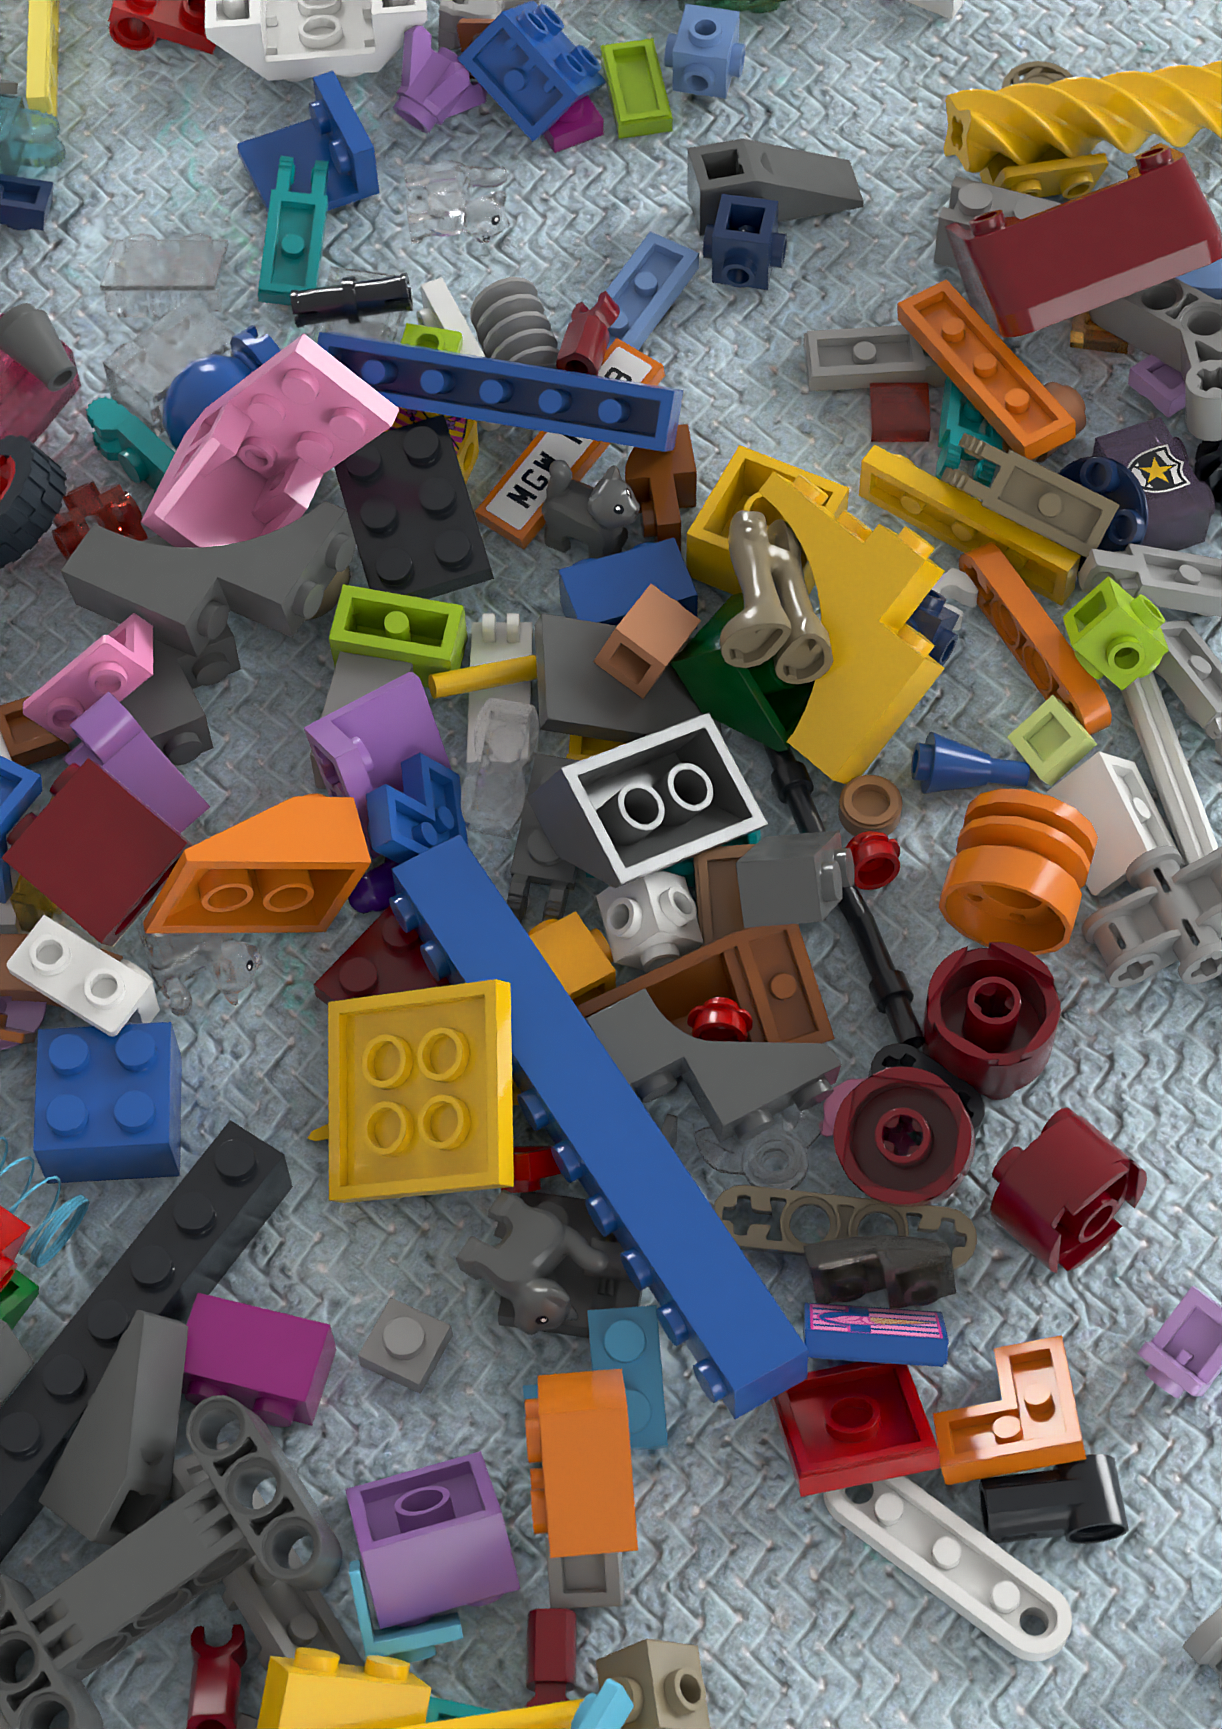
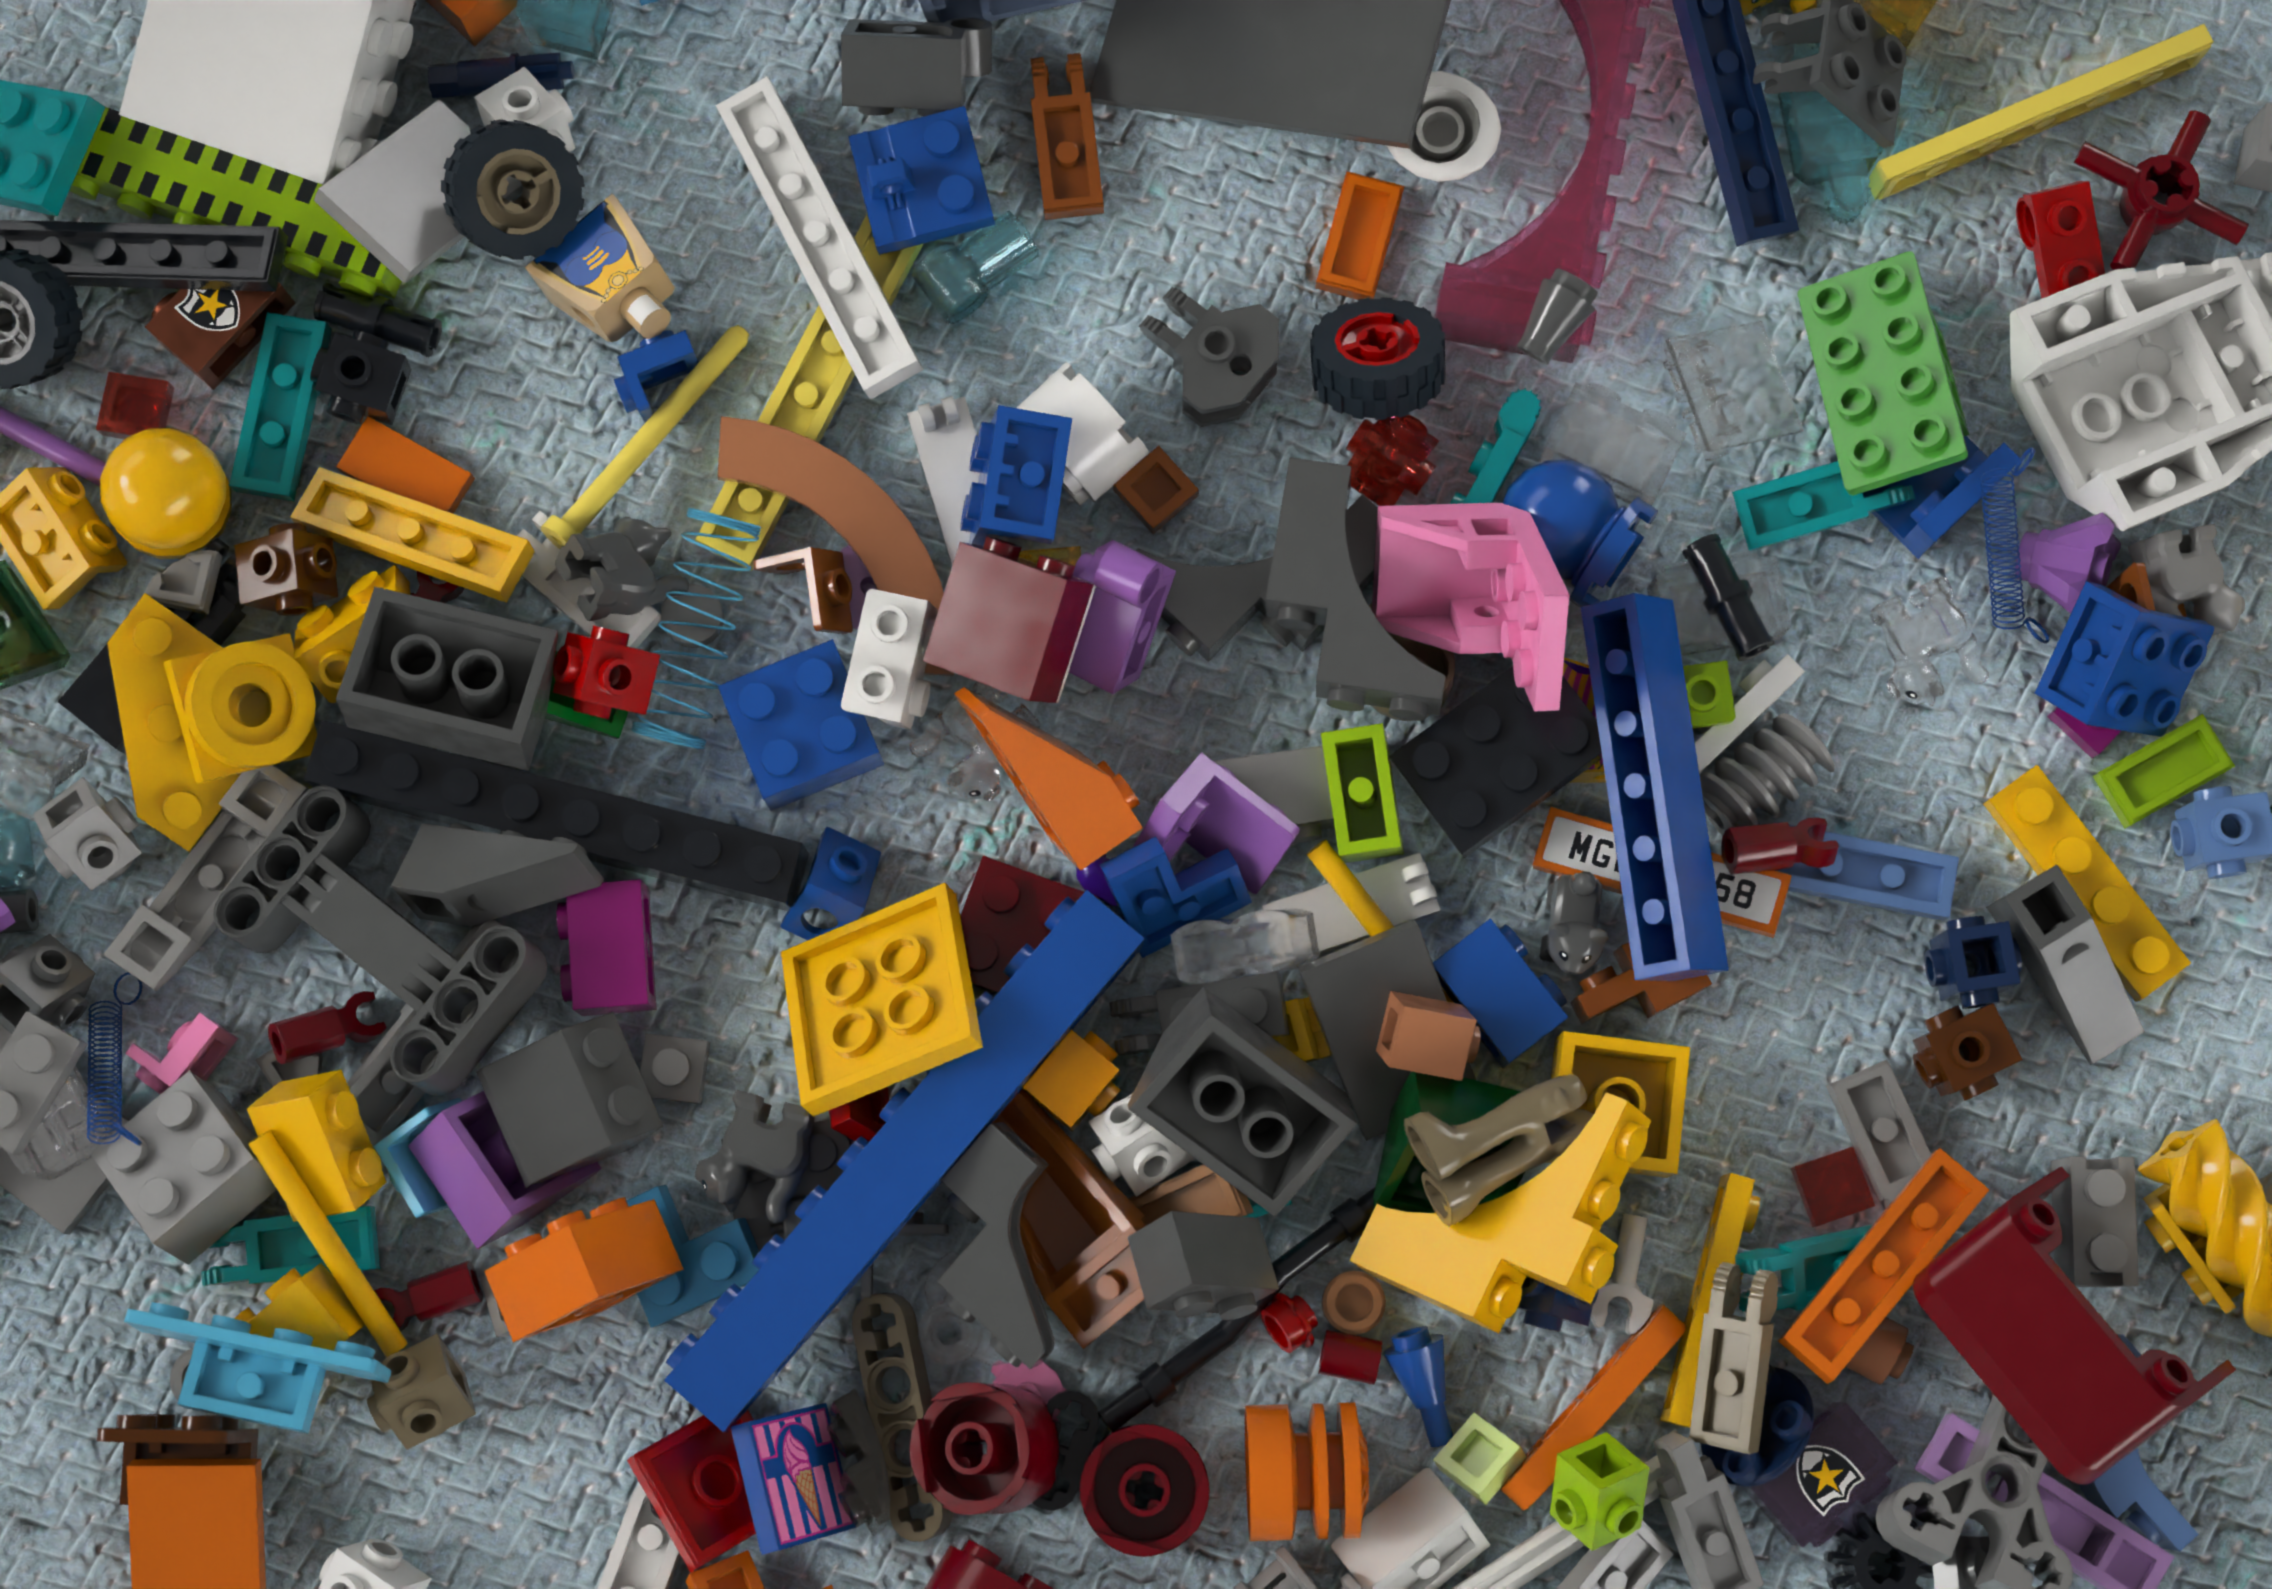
camera: 70 degrees right, 20 degrees up
(110, 664) = (1203, 536): bright pink bracket -> none
(210, 148) = (1883, 374): none -> bright green bracket
(286, 1115) = (836, 882): none -> blue bracket
(398, 1431) = (570, 1100): none -> dark grey slope
(471, 134) = (2015, 473): none -> blue piece
(660, 173) = (2052, 835): none -> yellow plate
(720, 1021) = (1049, 1241): red plate -> none
(818, 272) = (1985, 1049): none -> reddish brown brick
(921, 820) = (1350, 1357): none -> dark red hinge

